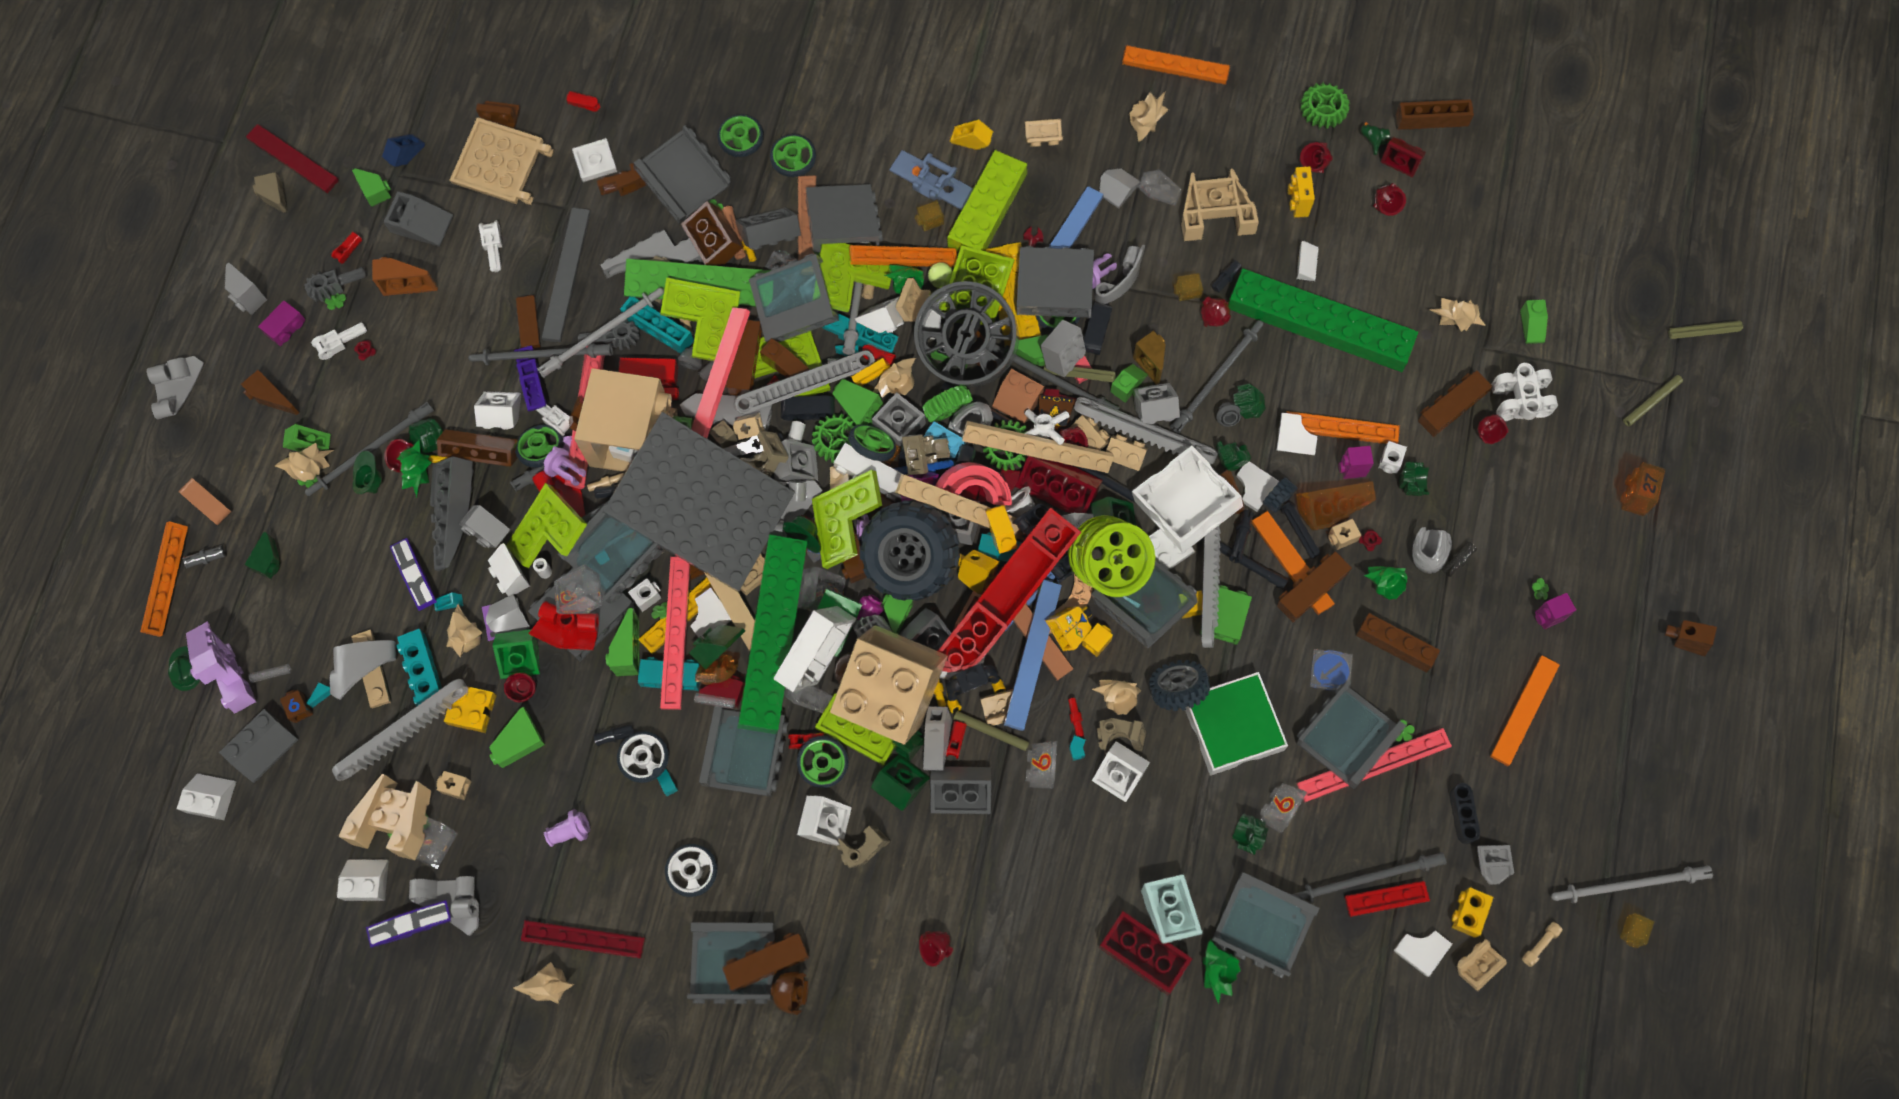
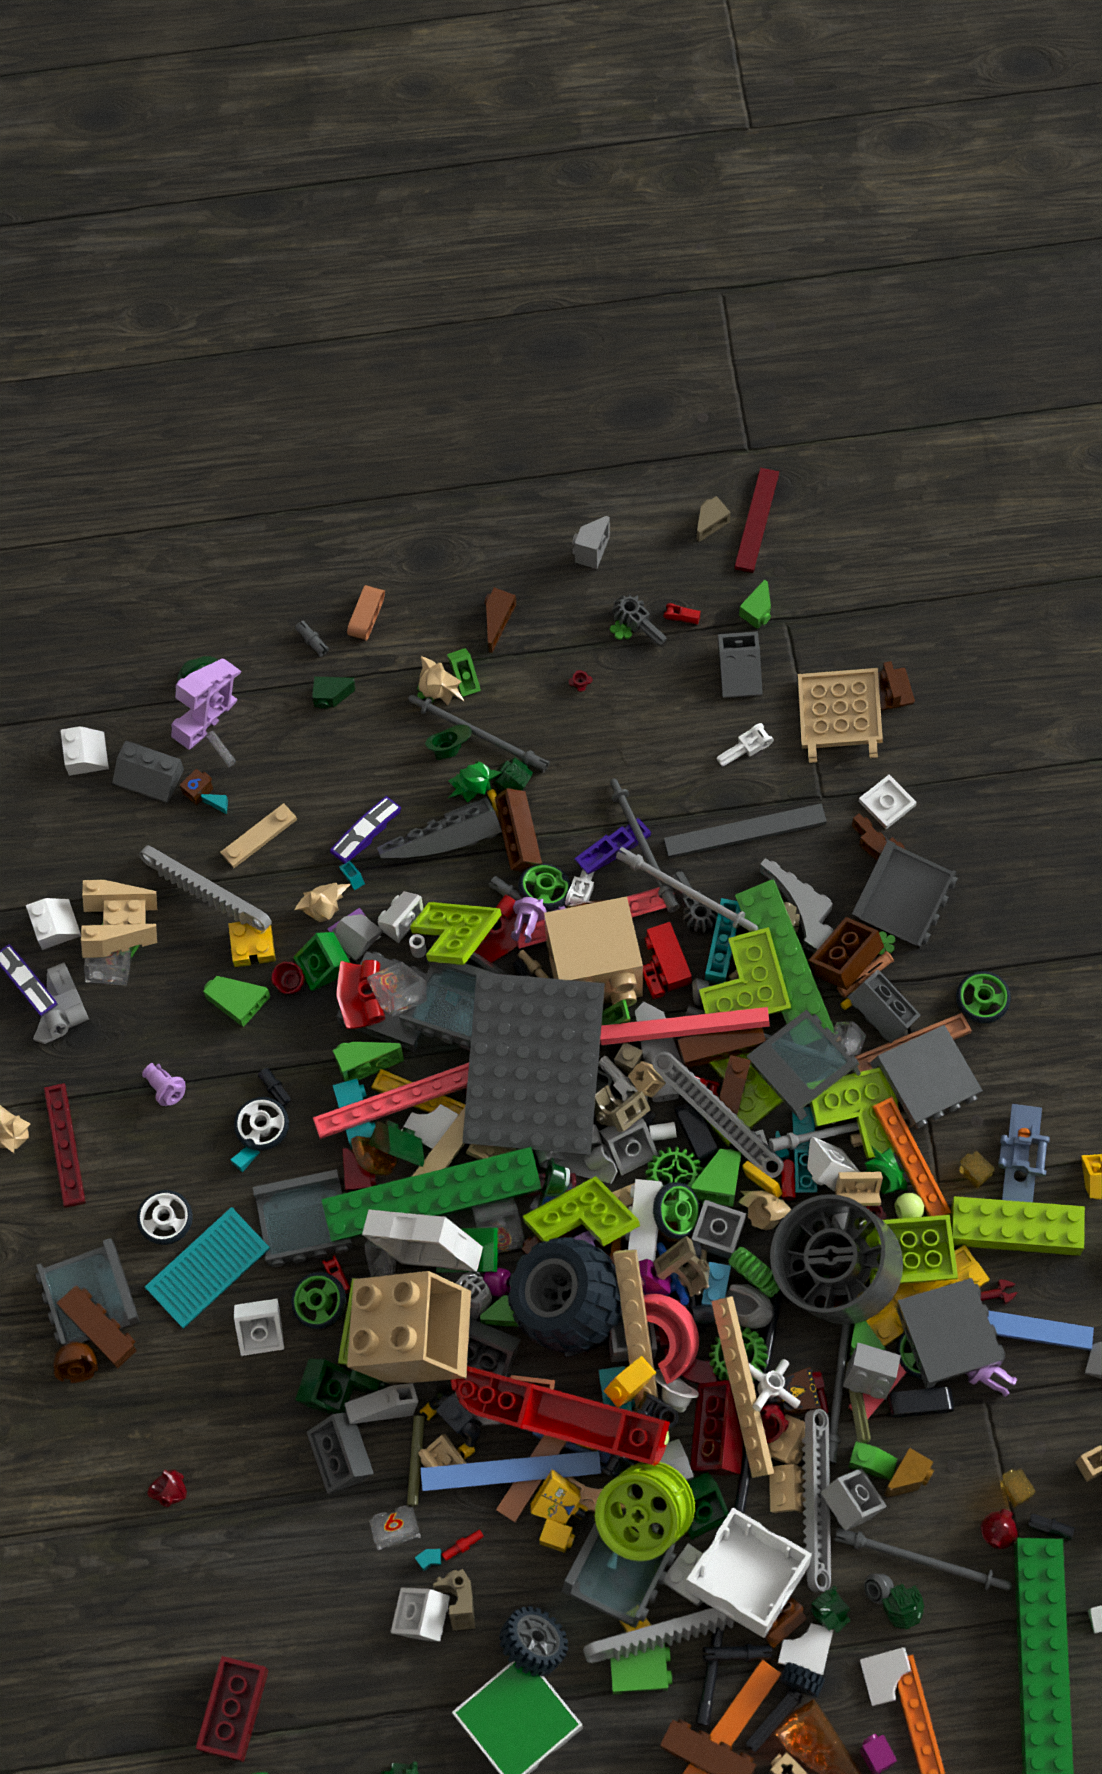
camera: 70 degrees right, 5 degrees down
(164, 579) = (276, 614): orange plate -> none
(173, 384) = (473, 530): light grey panel -> none
(282, 323) = (575, 594): magenta brick -> none
(334, 342) = (576, 648): white connector -> none
(356, 661) = (258, 820): light grey panel -> none
(393, 452) = (482, 754): dark red helmet -> none
(398, 278) = (664, 671): dark orange slope -> none
(402, 149) = (812, 615): dark blue slope -> none
(407, 644) = (284, 878): teal brick -> none
(459, 790) = (175, 966): tan brick -> none
(484, 527) = (434, 872): light grey brick -> none
(497, 410) = (567, 830): white slope -> none
(528, 321) = (676, 817): reddish brown tile -> none
(582, 101) = (949, 761): red bar -> none
(645, 602) = (423, 1047): white brick -> none
(660, 611) = (416, 1075): bright green plant -> none
(714, 700) = (340, 1169): clear piece -> none
(740, 129) = (971, 947): bright green wheel -> none
(751, 849) = (207, 1267): none -> teal window
(874, 842) = (253, 1383): dark tan tile -> none
(939, 694) = (439, 1386): yellow bar -> none
(956, 737) = (396, 1427): red bar -> none
(977, 570) = (581, 1375): yellow torso -> none
(1017, 396) = (802, 1345): nougat slope -> none
(1119, 695) = (500, 1580): tan hair -> none
(1130, 269) = (1013, 1411): light grey panel -> none
(1171, 908) = (285, 1719): light aqua slope -> none

